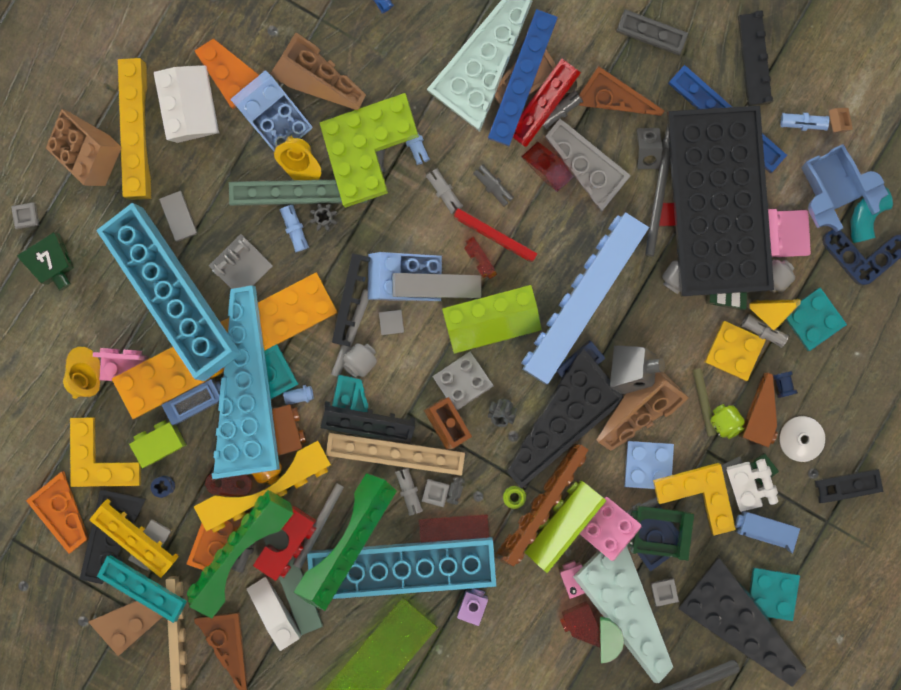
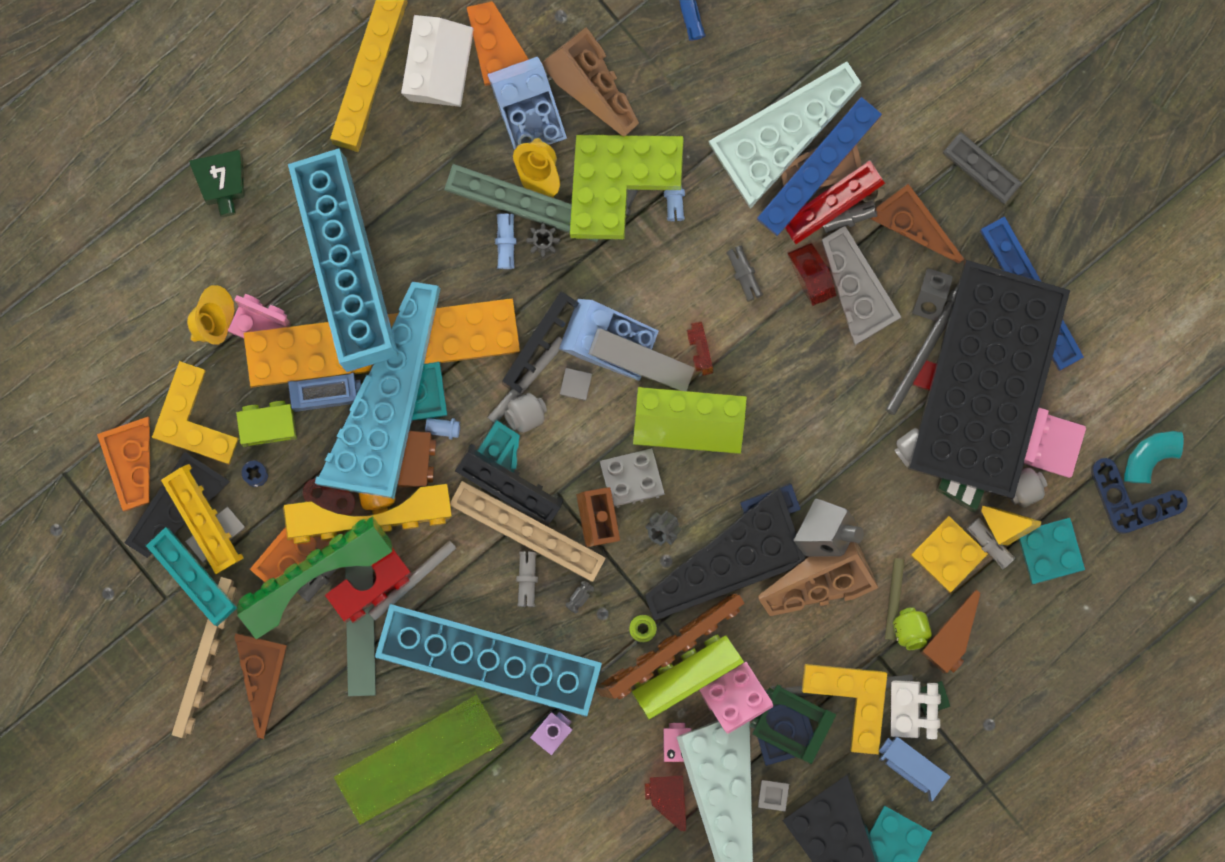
camera: 10 degrees right, 5 degrees down
(25, 215) = (212, 120): light grey tile -> none
(83, 149) = (304, 71): medium nougat slope -> none
(124, 625) = (157, 613): medium nougat wing -> none
(178, 216) = (381, 182): light grey tile -> none
(240, 264) = (431, 259): light grey hinge -> none
(274, 614) = (326, 660): white slope -> none
(324, 579) = (400, 636): green arch -> none
(435, 493) = (556, 592): light grey tile -> none
(444, 191) = (687, 260): light grey pin -> none
(454, 528) = (562, 638): clear red tile -> none
(495, 235) = (726, 329): red tile -> none
(585, 298) = (800, 434): light blue brick -> none
(610, 640) = (693, 822): tile -> none
(647, 463) = (806, 643): light blue plate -> none
(755, 58) = (1086, 238): black hinge -> none
(784, 384) = (991, 611): dark blue bush -> none
(791, 436) = (976, 683): white dish -> none
(805, 121) = (1117, 327): light blue pin -> none
(837, 183) = (1129, 410): medium blue piece -> none
(840, 120) = (1157, 339): medium nougat plate -> none
(849, 485) = (1024, 751): black plate -> none

